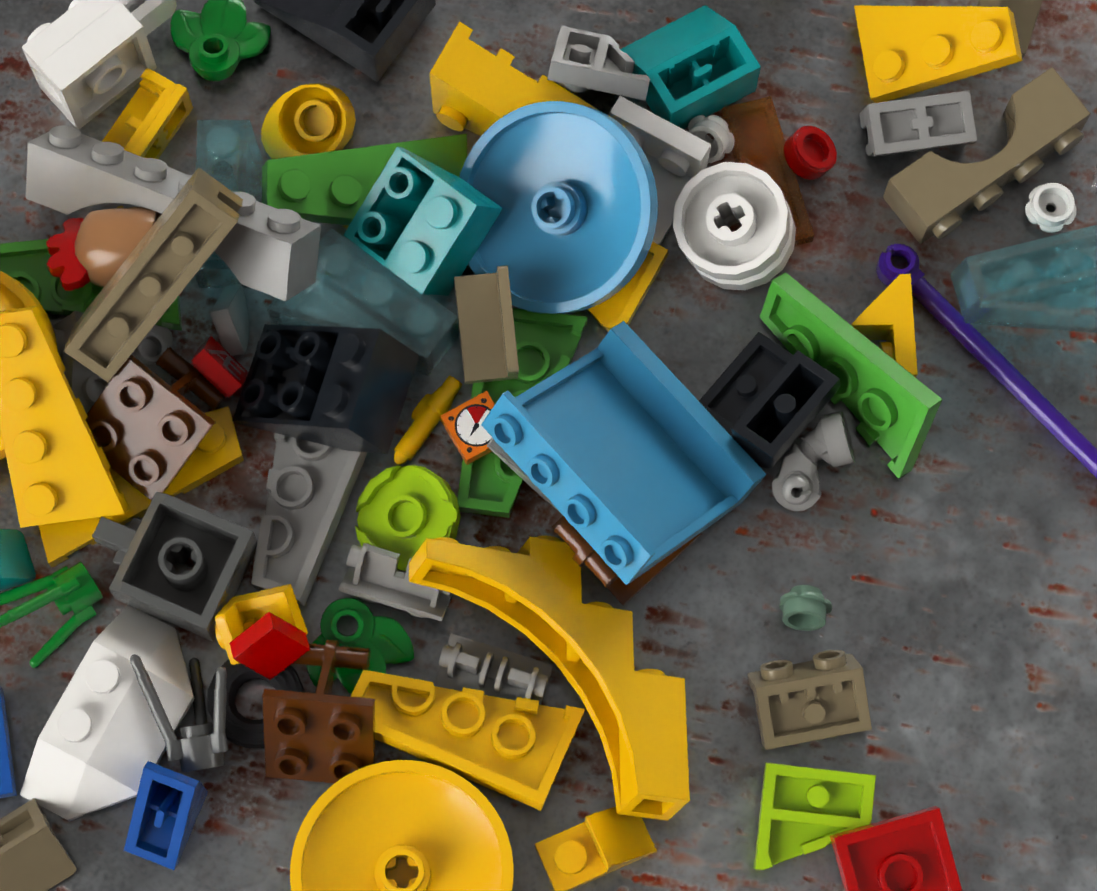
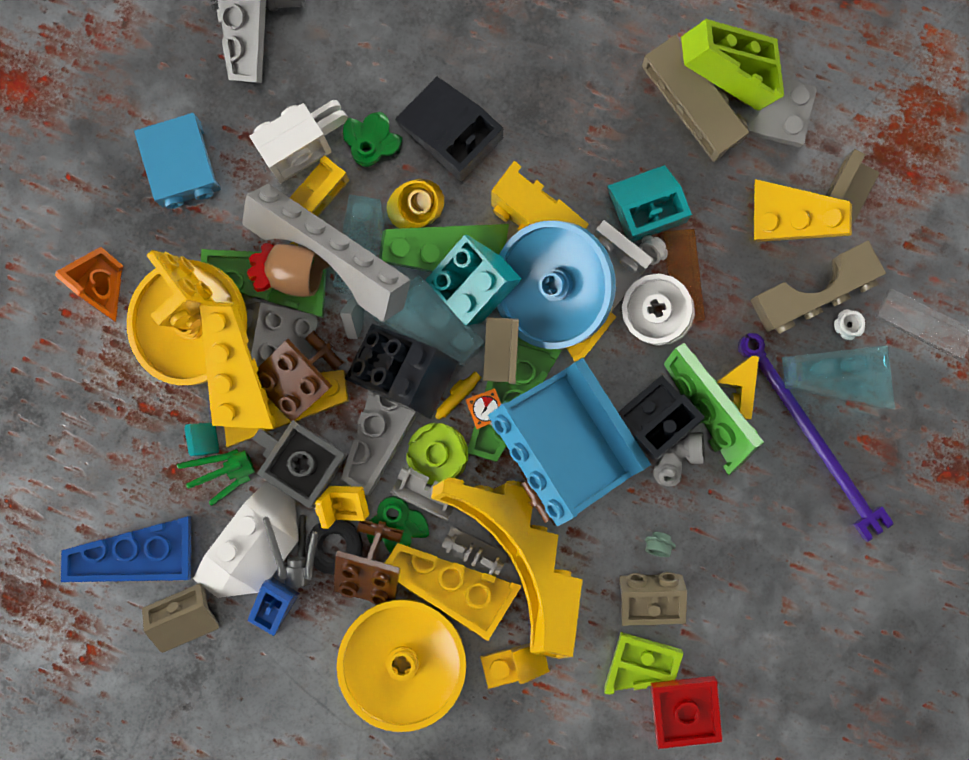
camera: 15 degrees right, 10 degrees up
(154, 275) = (307, 295): dark tan brick -> none
(219, 367) = (341, 346): red tile -> none
(269, 645) = (344, 523): red tile -> none
(594, 62) = (590, 194): light grey wing -> none
(810, 152) = (711, 267): red tile -> none
(919, 123) = (780, 262): light grey hinge -> none

